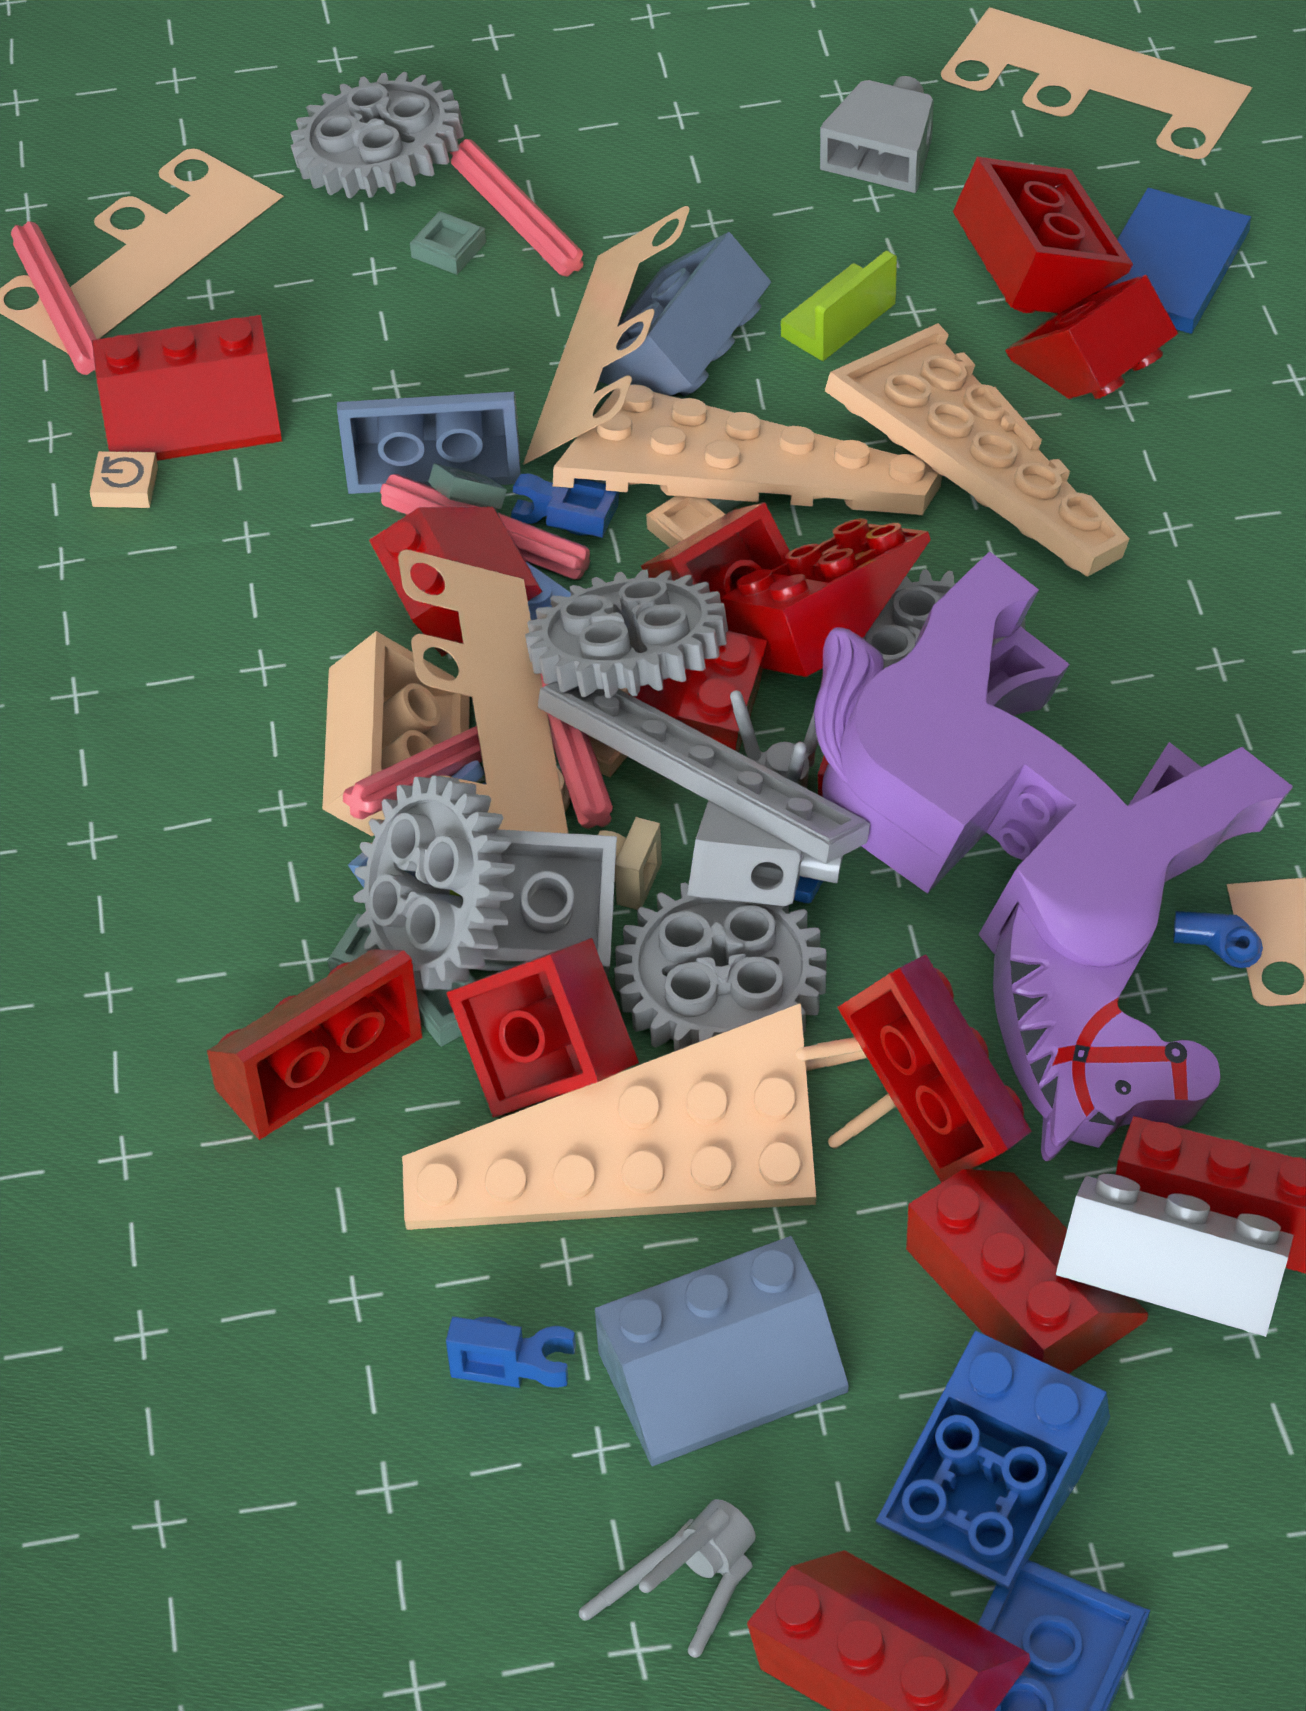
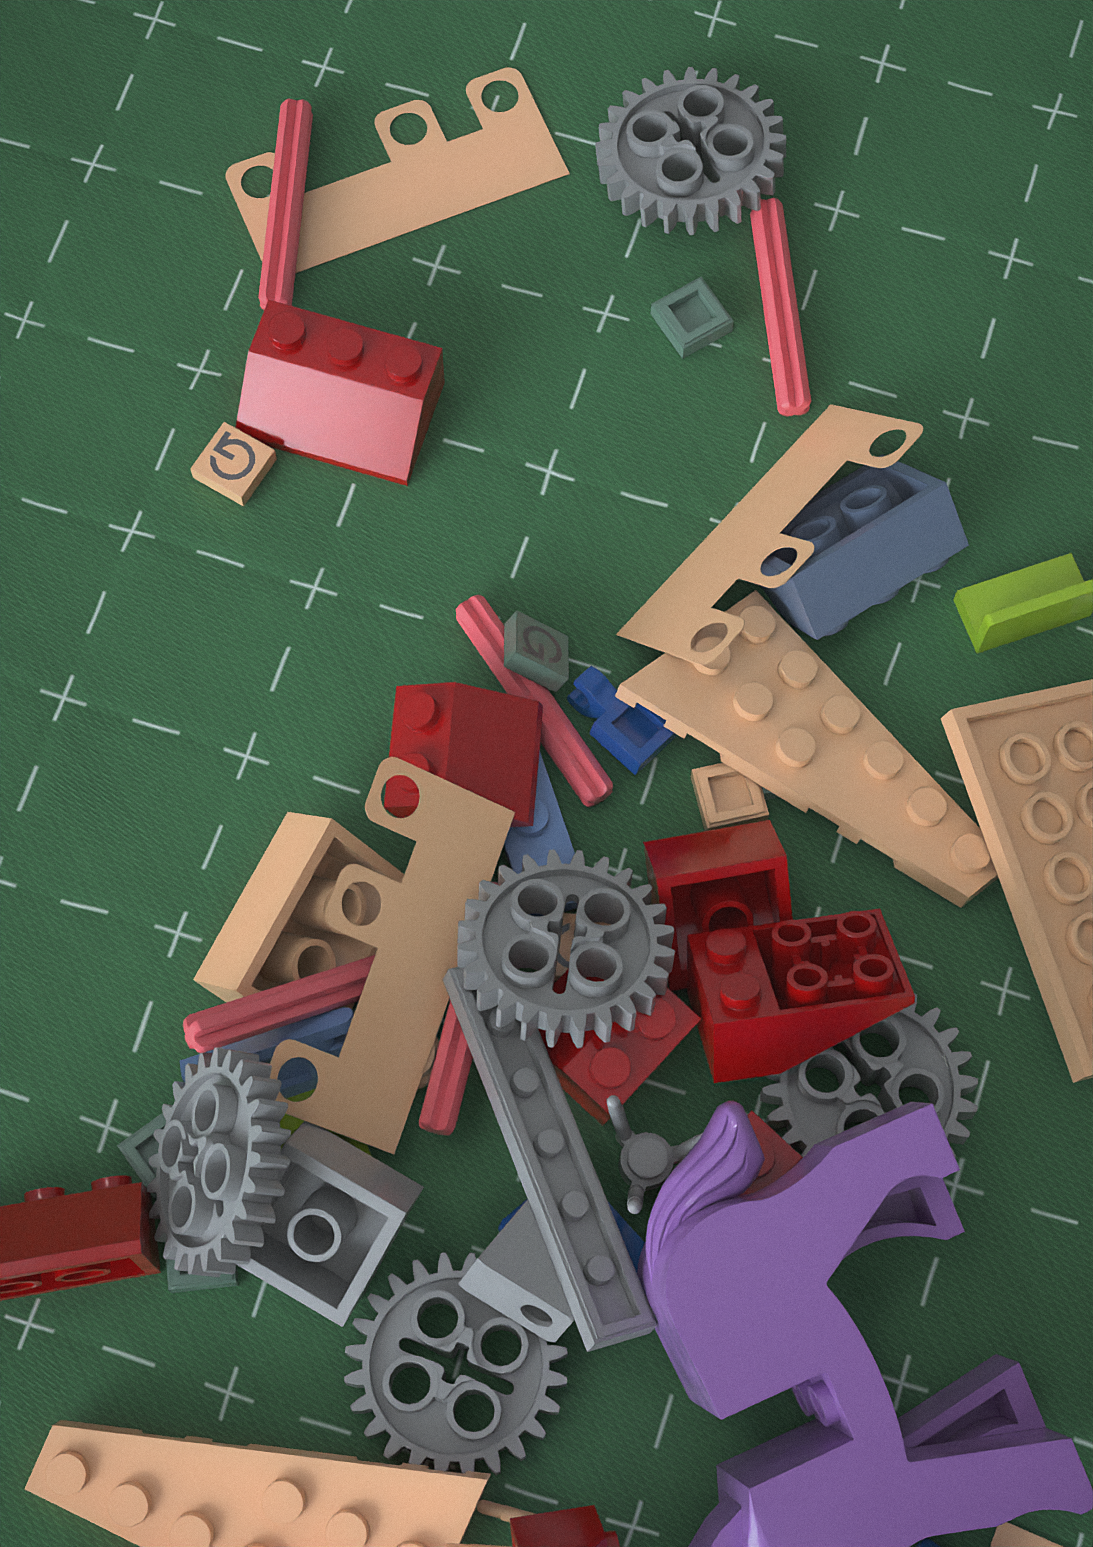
camera: 25 degrees right, 20 degrees up
(414, 433) = (531, 571): sand blue slope -> none
(543, 1028) = (247, 1365): red slope -> none
(636, 862) = (444, 1193): tan tile -> none

